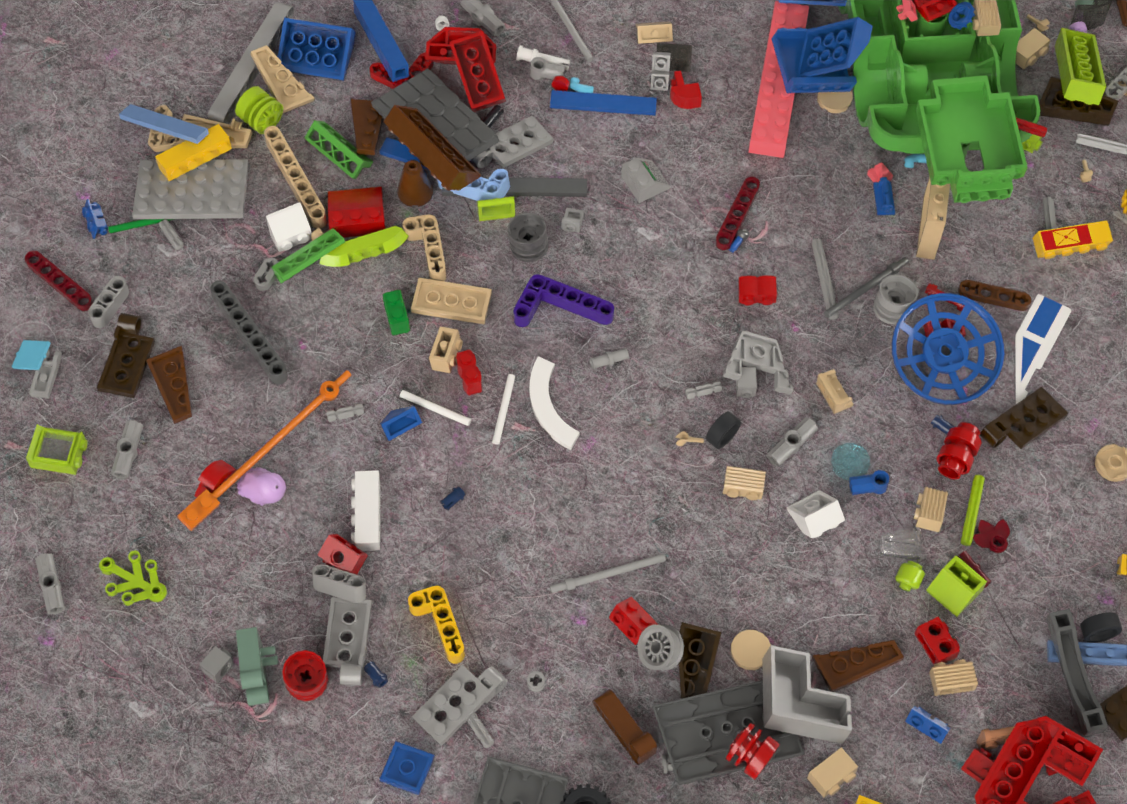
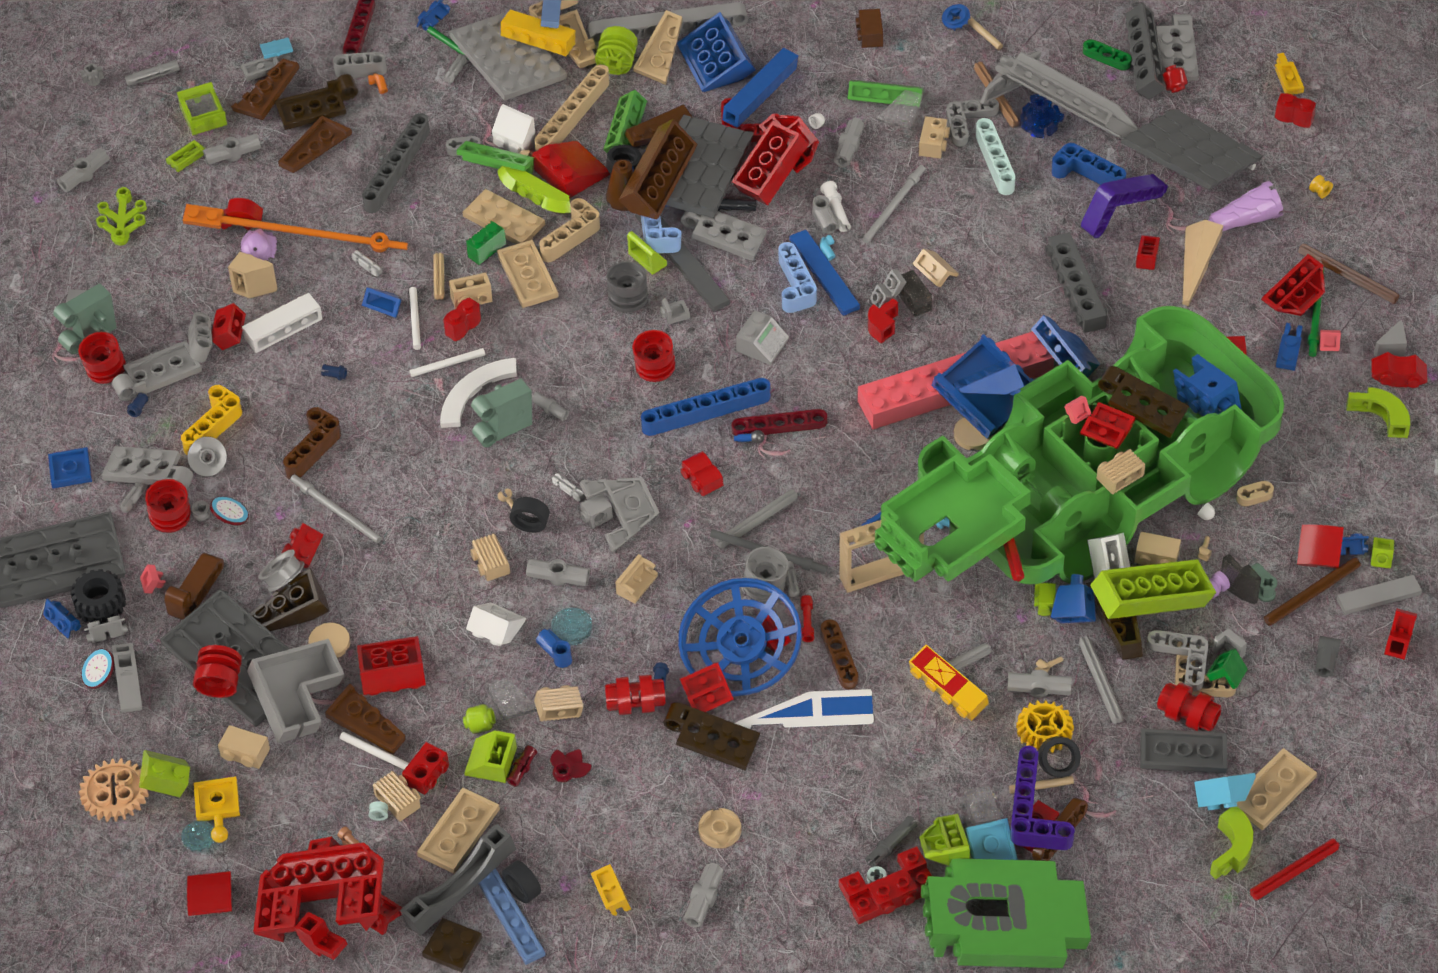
camera: 60 degrees right, 10 degrees down
(80, 391) = (263, 96): none -> reddish brown wing
(101, 505) = (186, 157): none -> lime tile
(138, 296) = (379, 81): none -> orange arm
(300, 505) = (252, 276): none -> tan slope
(367, 287) = (517, 222): none -> tan plate
(381, 180) = (622, 152): none -> black tyre
(402, 366) = (439, 291): none -> tan axle
(489, 648) = (198, 452): none -> light grey dish
(522, 693) = (168, 505): none -> red wheel
(526, 558) = (323, 435): none -> reddish brown beam
(557, 657) = (229, 510): none -> piece
(560, 83) = (817, 231): red tile -> none
(561, 300) = (580, 324): dark purple beam -> none
(590, 760) = (151, 578): none -> coral tile
(599, 121) = (803, 289): none -> light blue beam
(605, 391) = (505, 409): none -> sand green piece
(616, 256) = (654, 355): none -> red wheel
(689, 258) = (705, 406): none -> blue beam
(810, 613) = (391, 666): none -> red slope
(893, 671) = (373, 750): none -> white bar
(933, 728) = (341, 790): blue hinge -> none
(959, 700) = (378, 810): none -> light aqua bush
(962, 8) = (1103, 451): blue gear -> none
(972, 510) = (586, 738): lime axle -> none
(978, 399) = (707, 688): none -> red slope
(1014, 649) = (458, 830): none -> tan plate
(1029, 75) = (1108, 553): none -> white slope
(1055, 120) = (1074, 602): none -> blue torso
(1103, 185) = (1039, 683): none -> light grey piece

